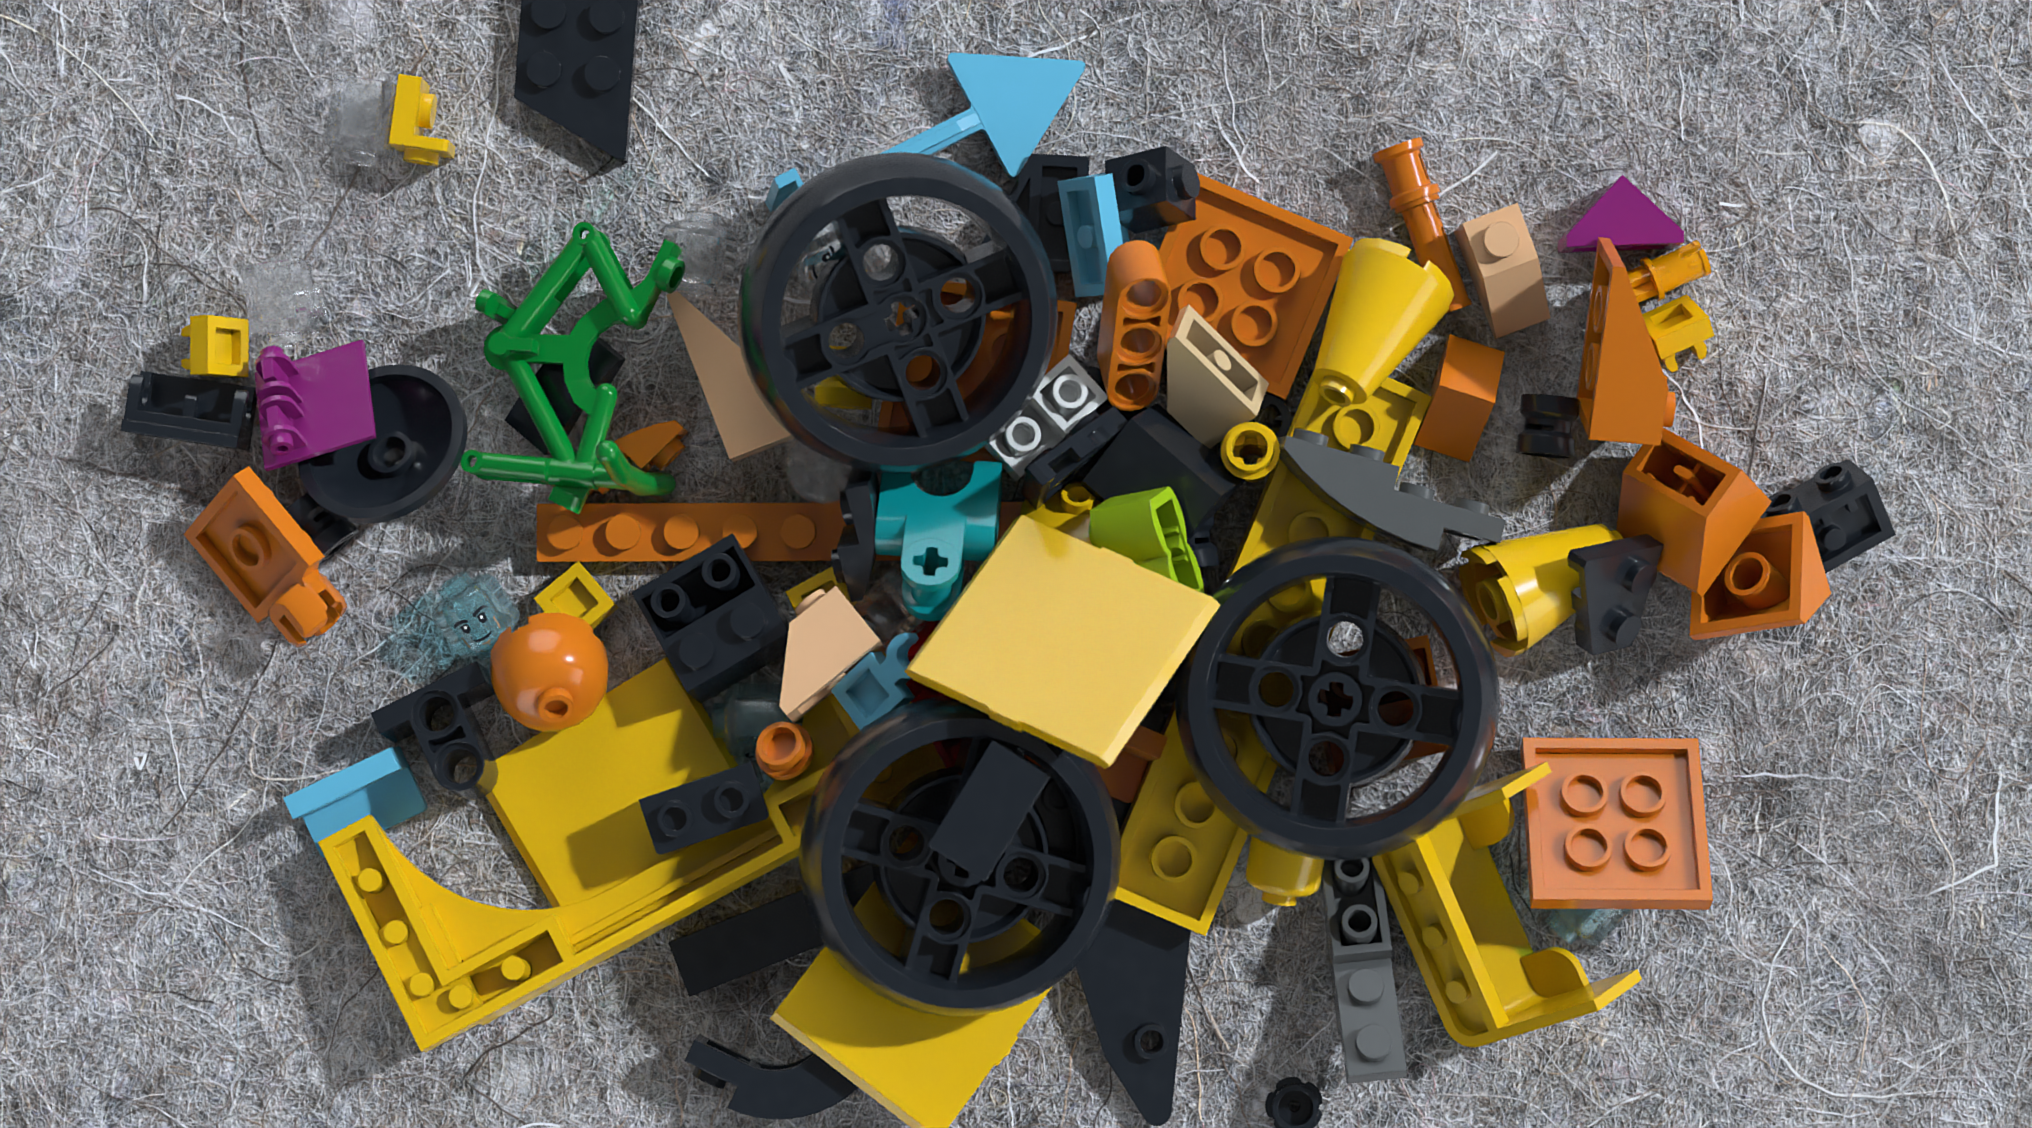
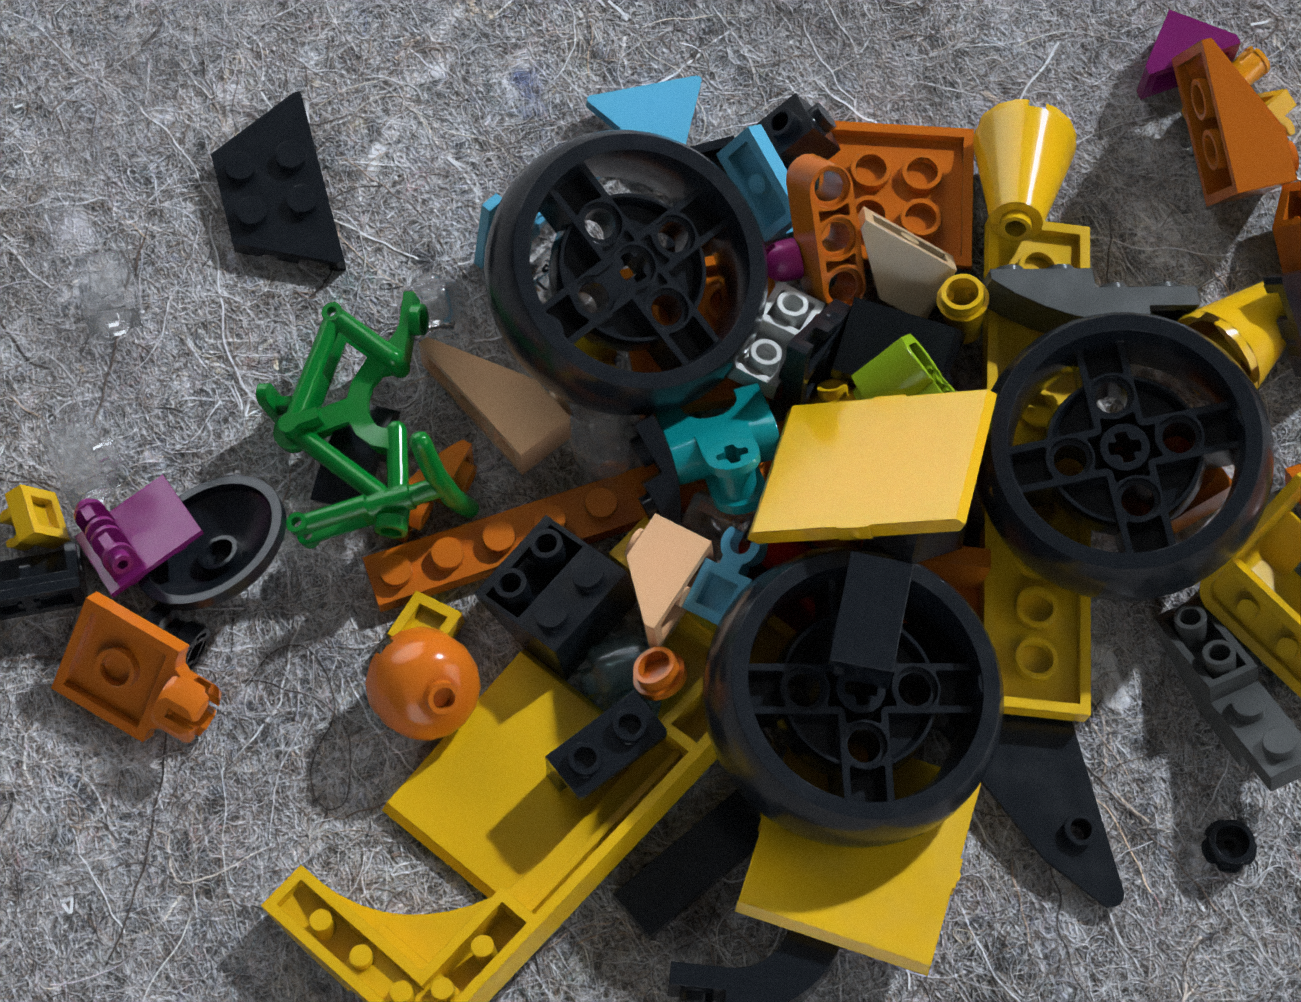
camera: 25 degrees left, 20 degrees down
(373, 786) = (275, 854): medium azure panel -> none
(412, 113) = (155, 295): yellow bracket -> none
(457, 741) = (352, 783): black tile -> none
(474, 613) = (337, 664): clear light blue head -> none
(1081, 331) = (784, 260): none -> dark pink hinge
(1281, 874) = (1131, 634): yellow head -> none
(1416, 199) = (1007, 83): orange pin -> none
(1460, 398) = (1116, 228): orange slope -> none
(1504, 270) = (1105, 114): light nougat slope -> none
(1547, 412) = (1193, 220): black wheel -> none

